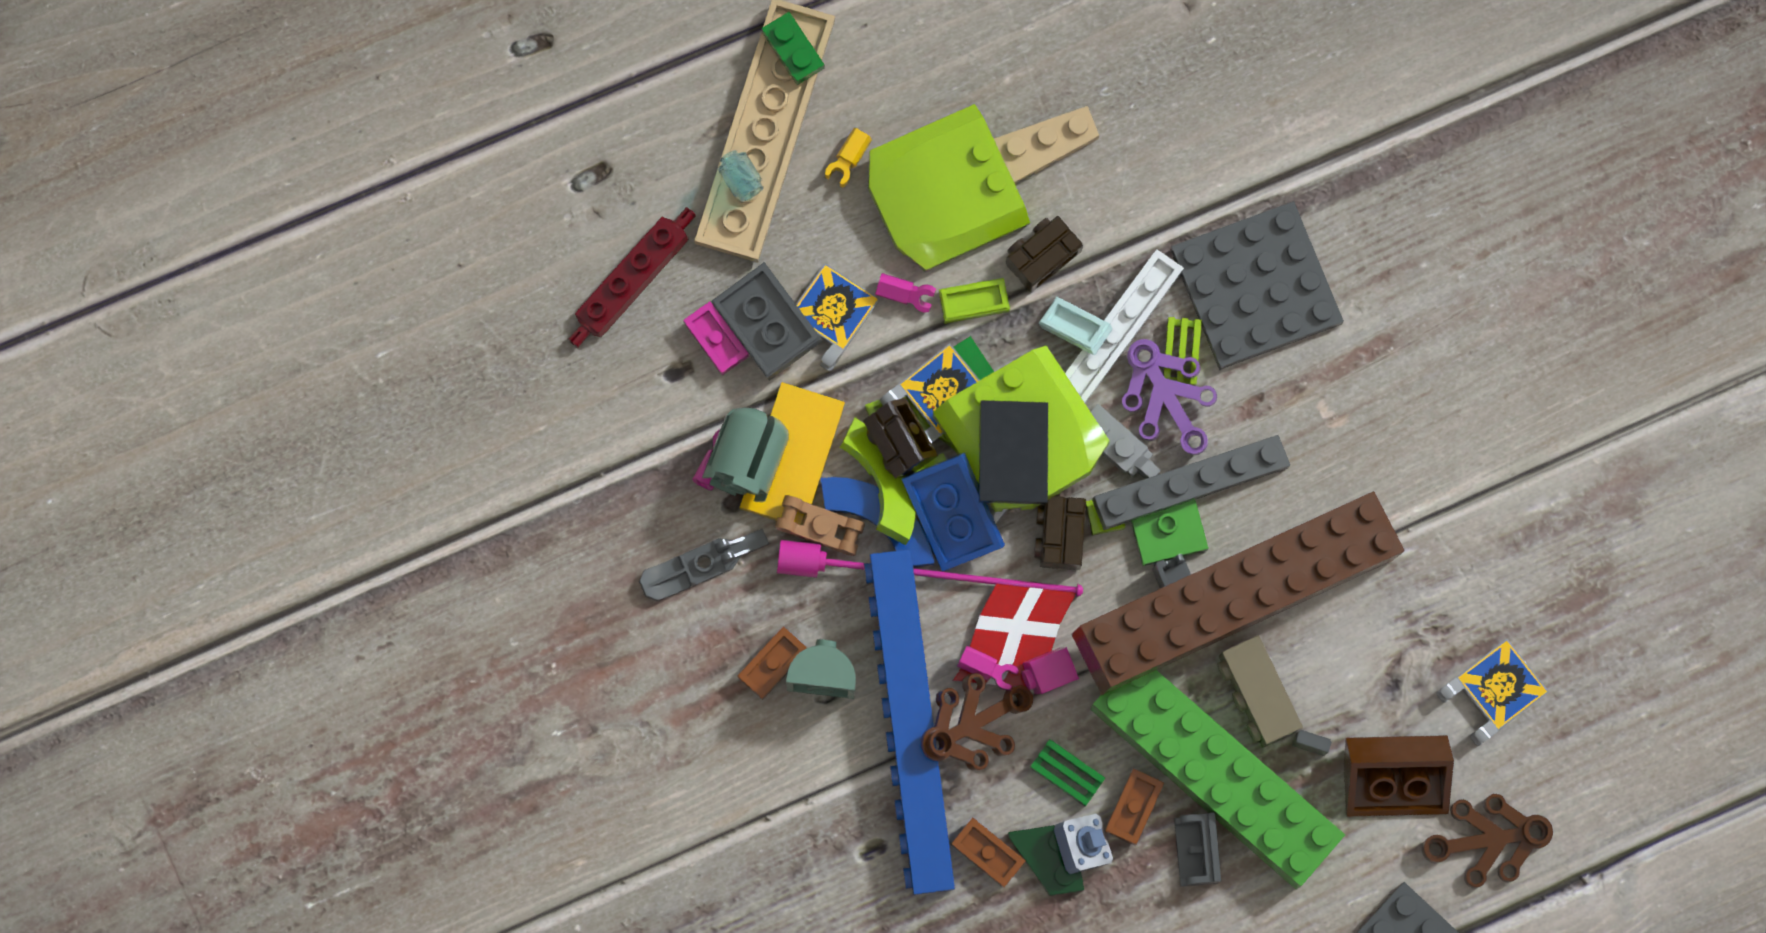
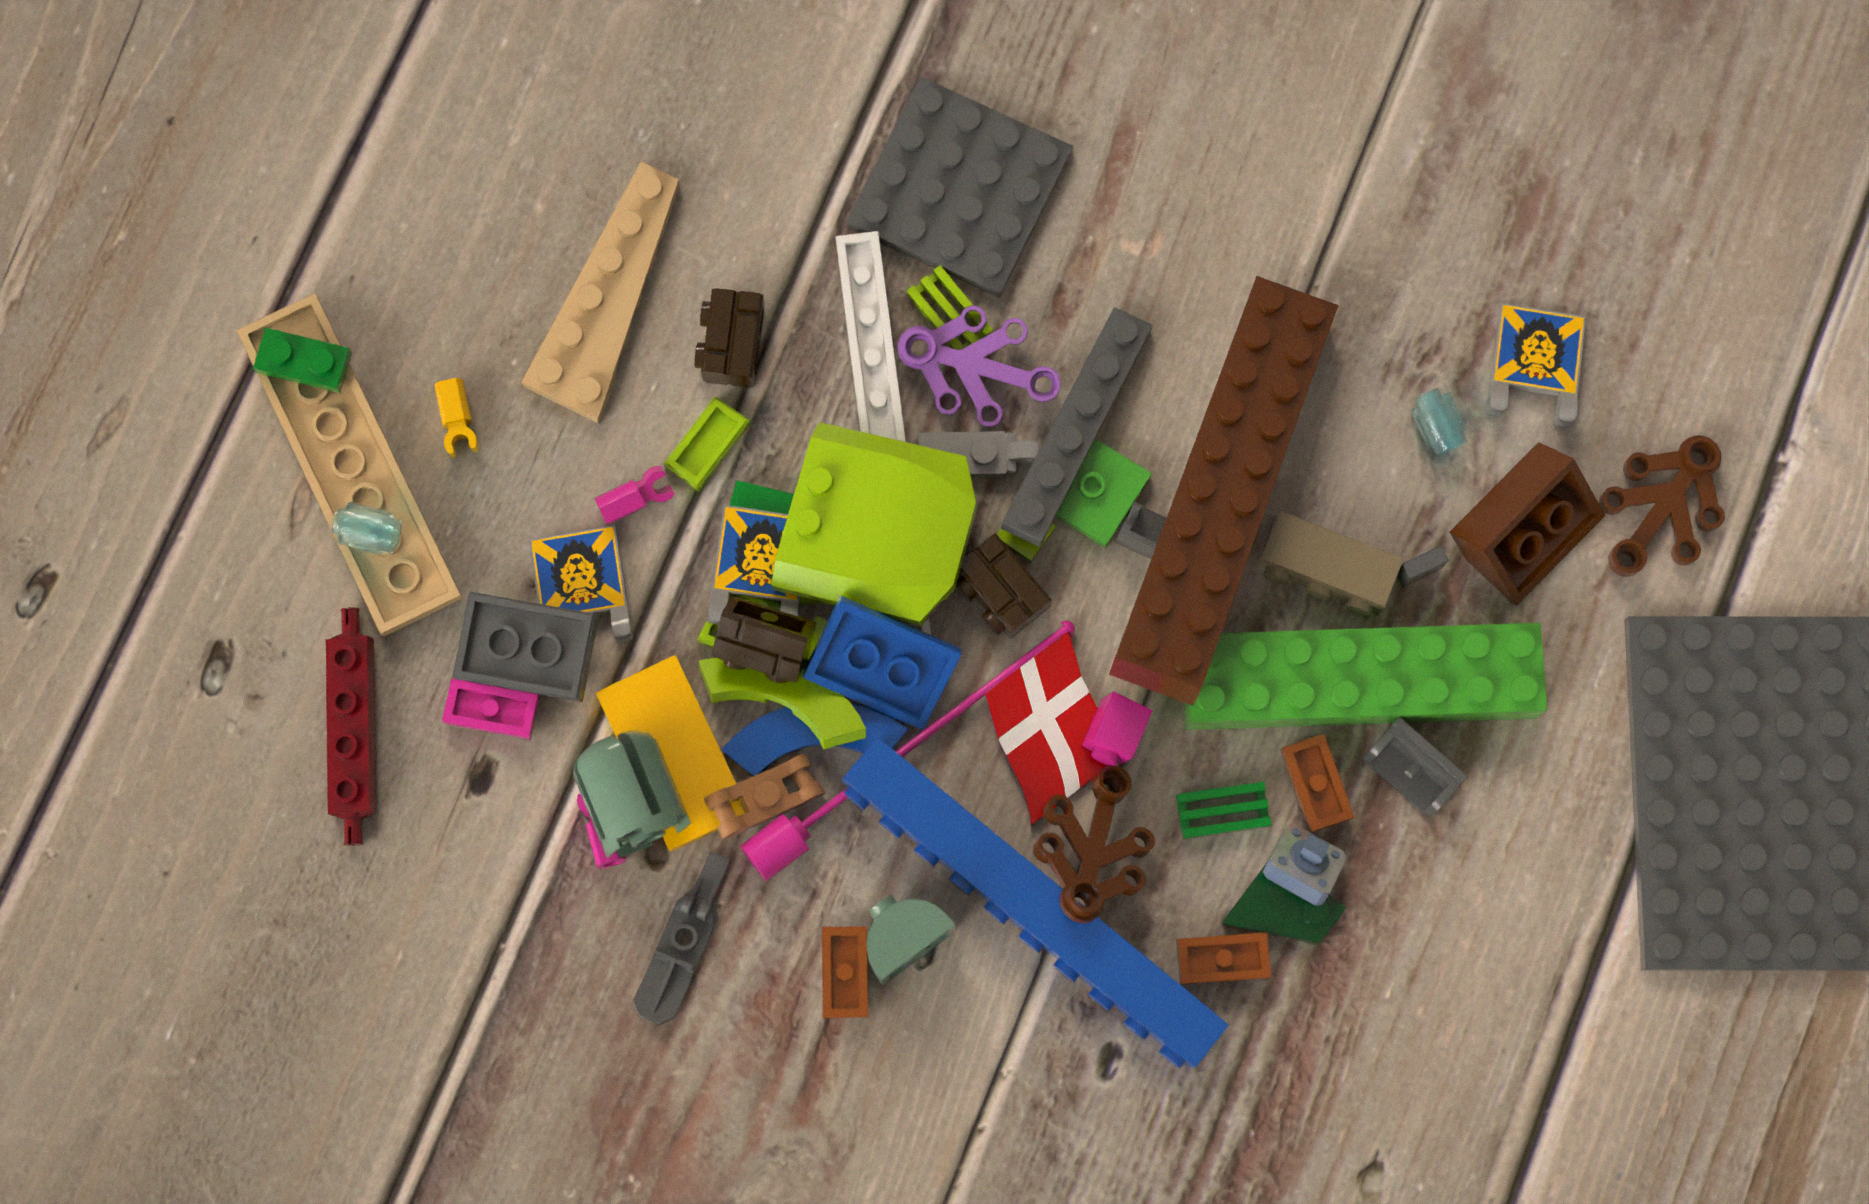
camera: 40 degrees left, 0 degrees up
(945, 189) = (579, 362): lime wedge -> none
(980, 663) = (1050, 782): dark pink bar -> none
(1013, 452) = (888, 551): black tile -> none
(1075, 325) = (827, 378): light aqua tile -> none
(1402, 671) = (1439, 421): none -> clear light blue brick

